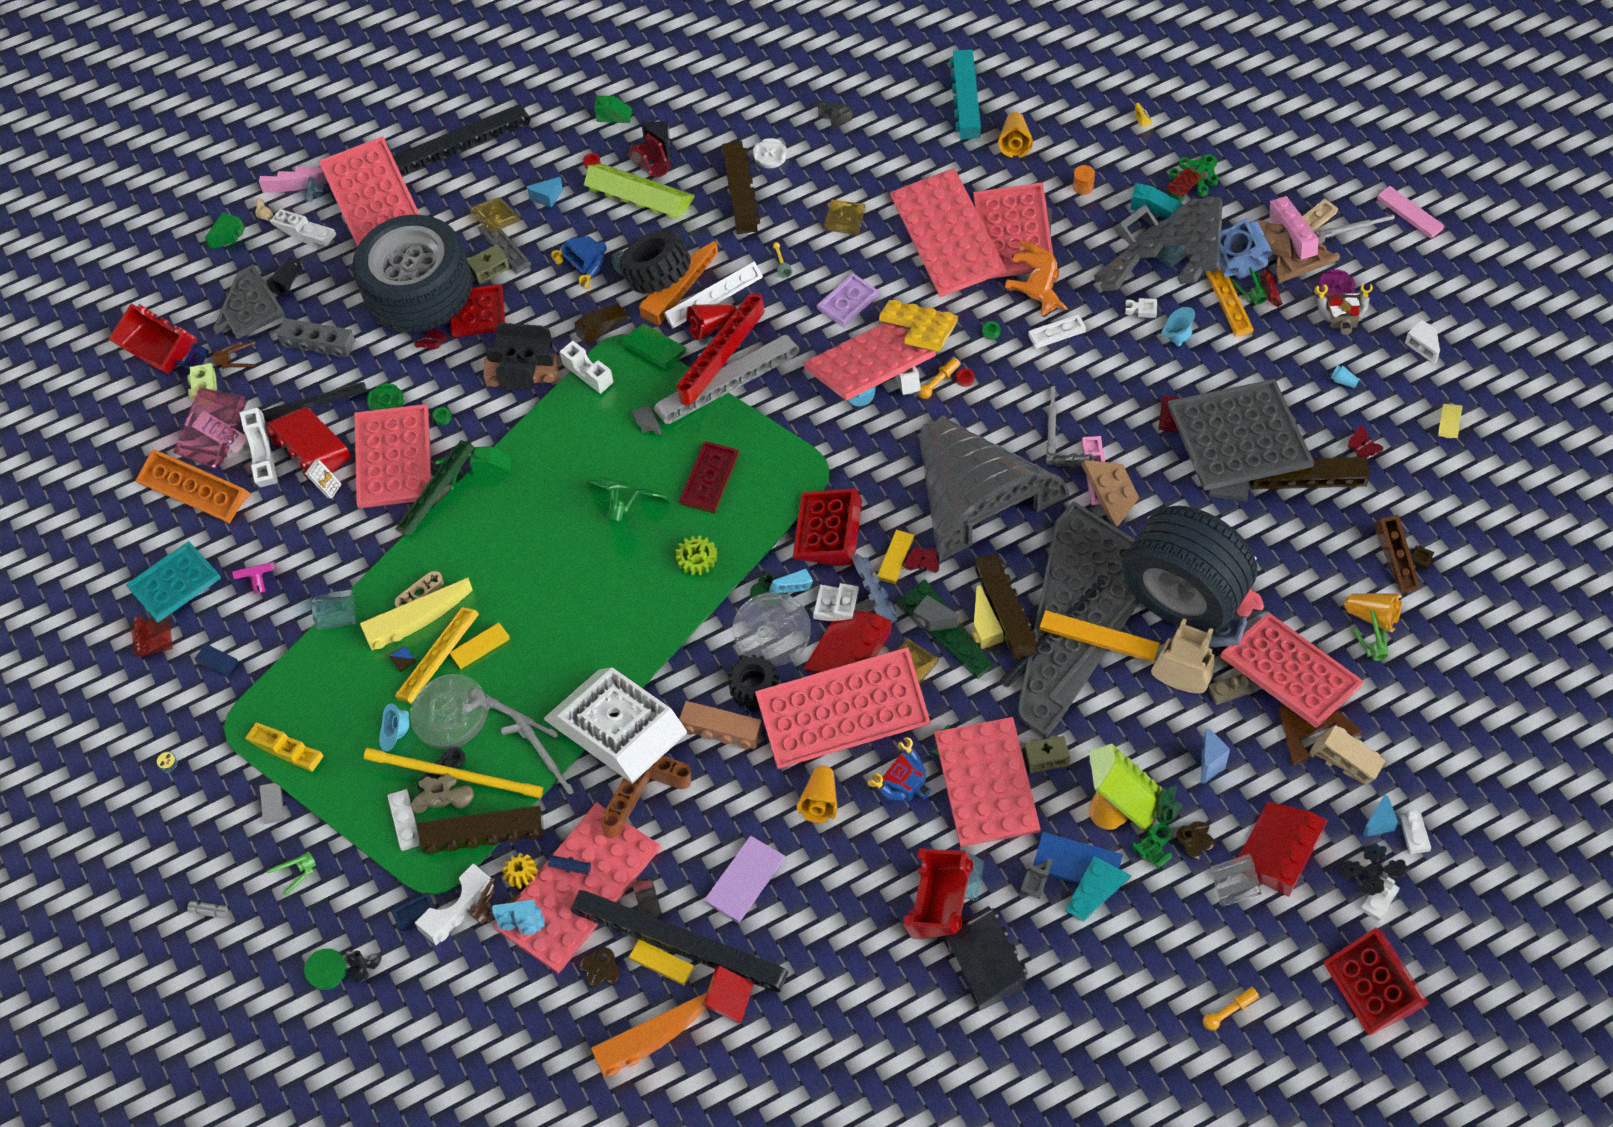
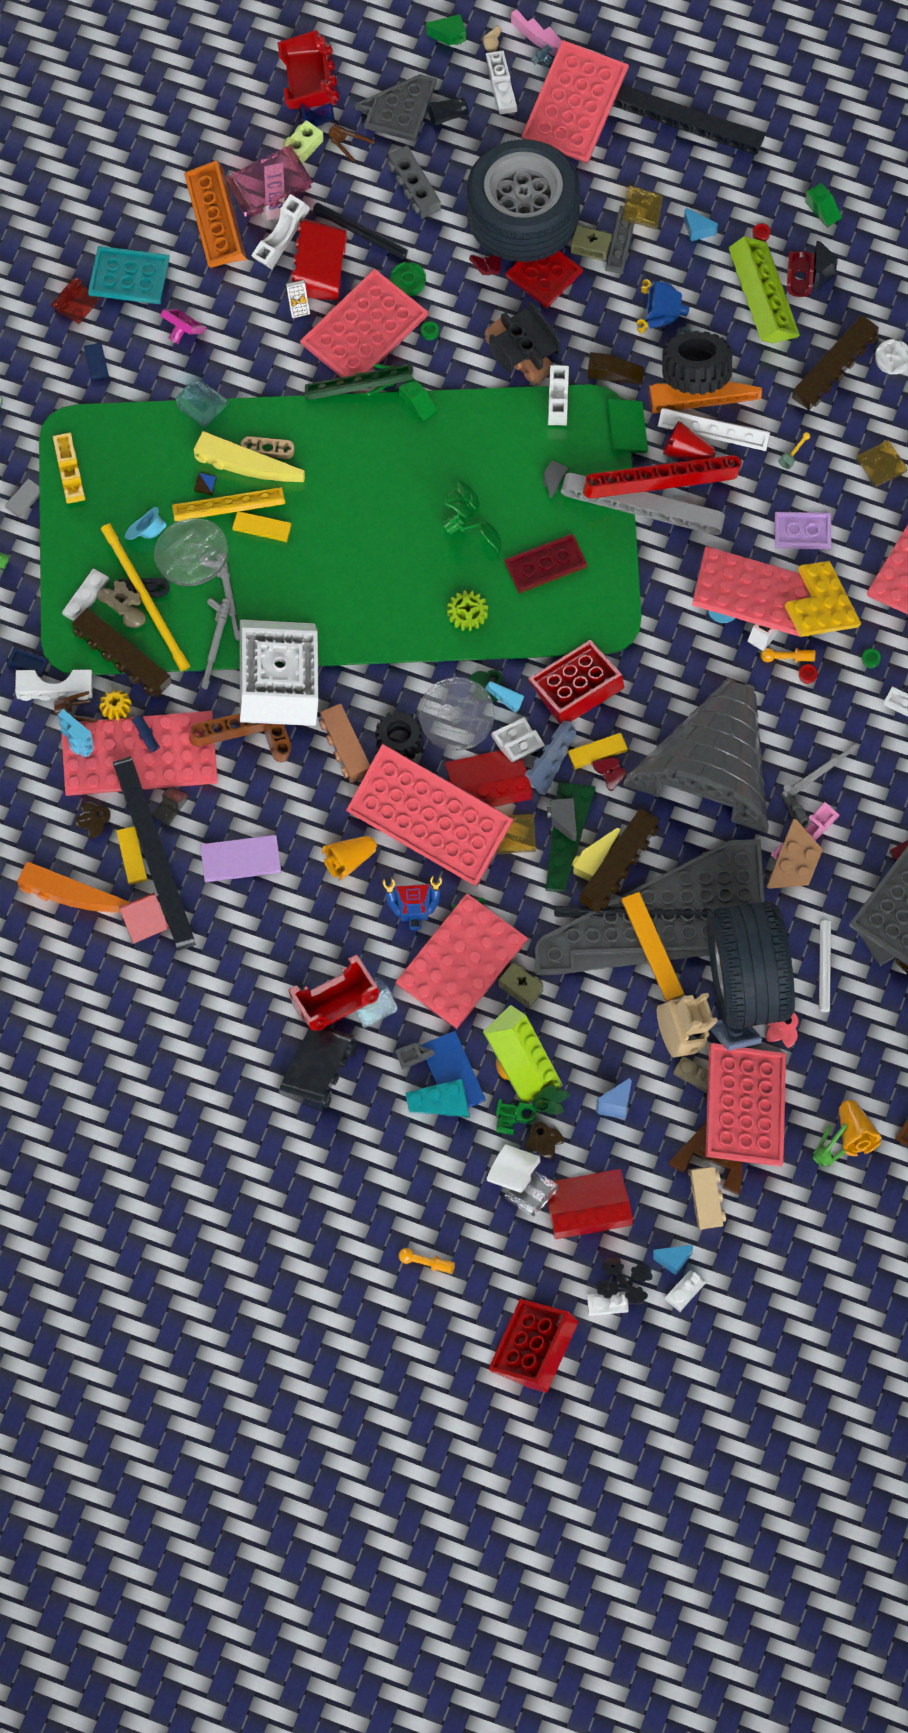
camera: 45 degrees right, 10 degrees up
(1204, 878) = (513, 1168): none -> white slope

